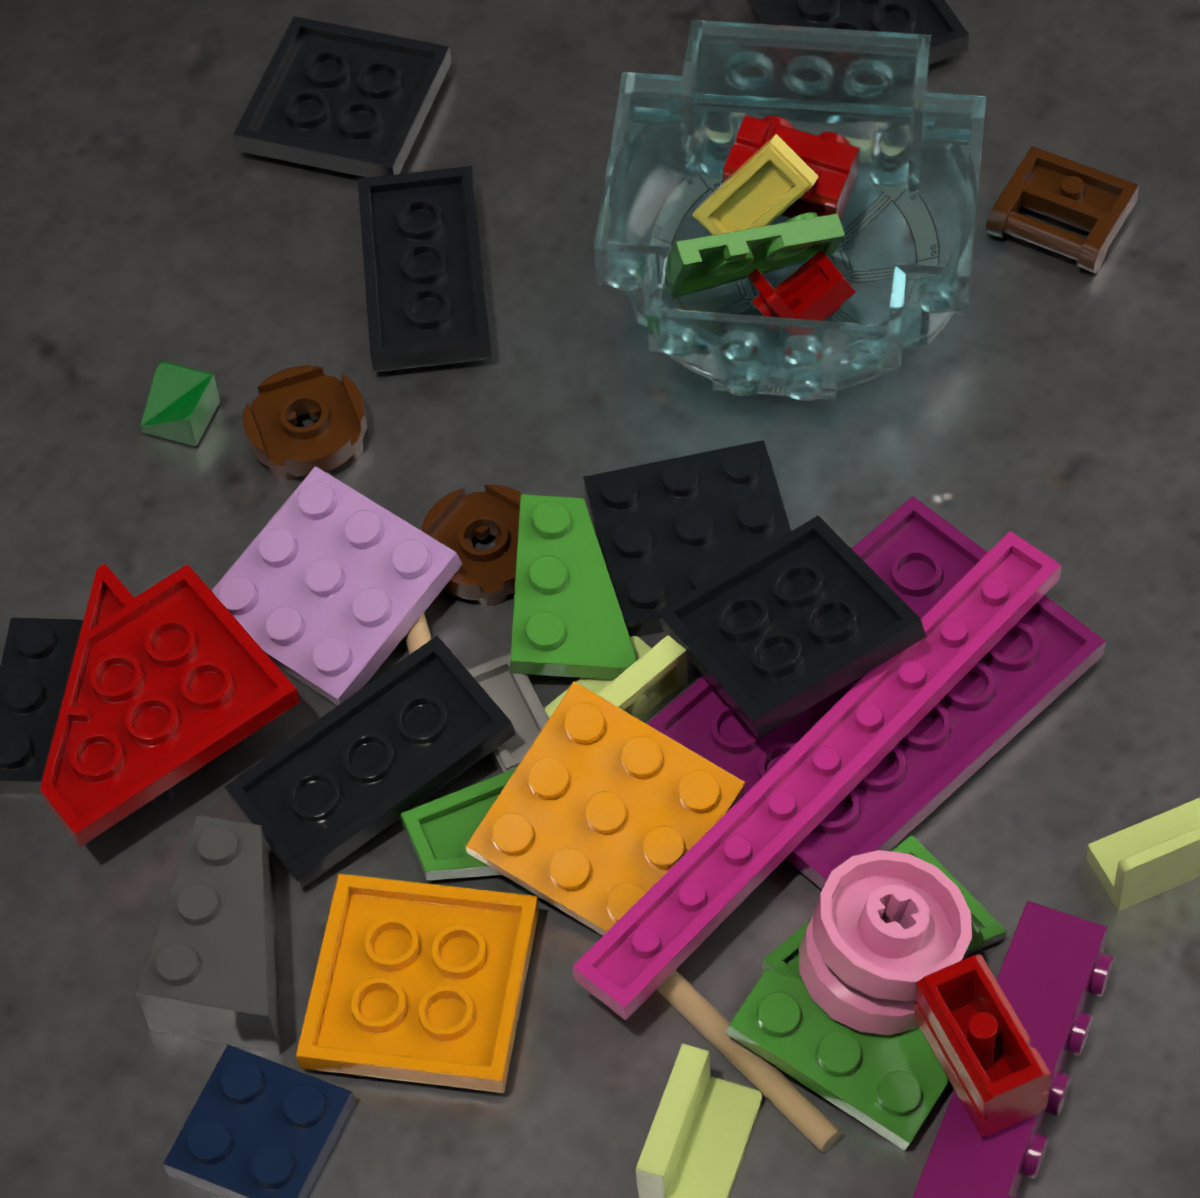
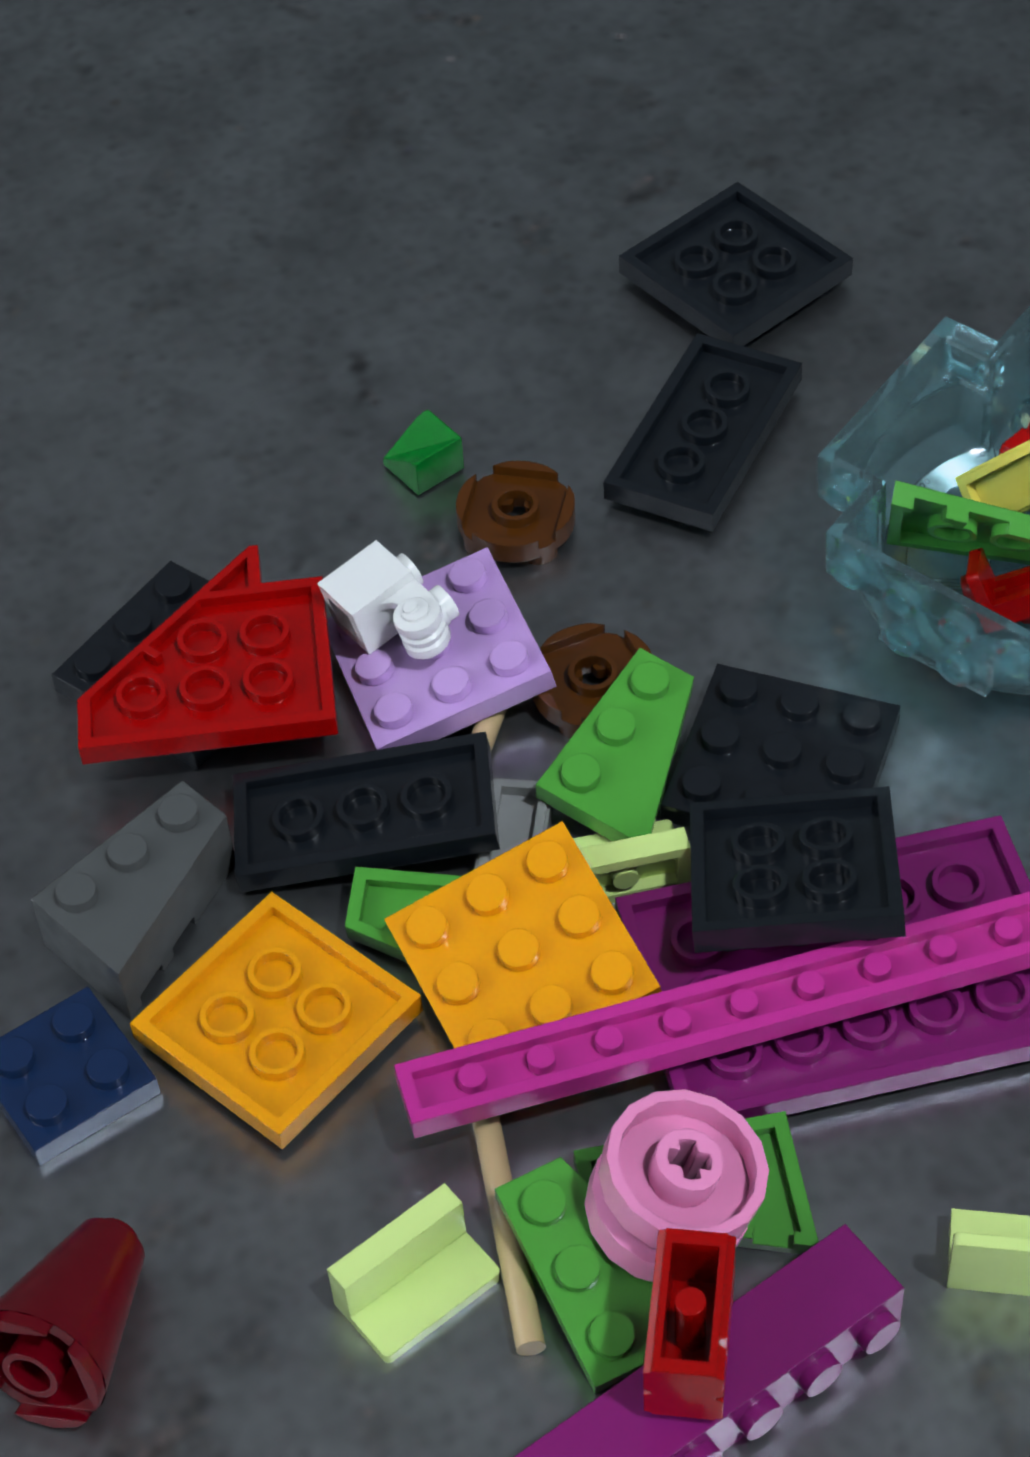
camera: 30 degrees right, 5 degrees down
(260, 554) = (383, 596): none -> white brick

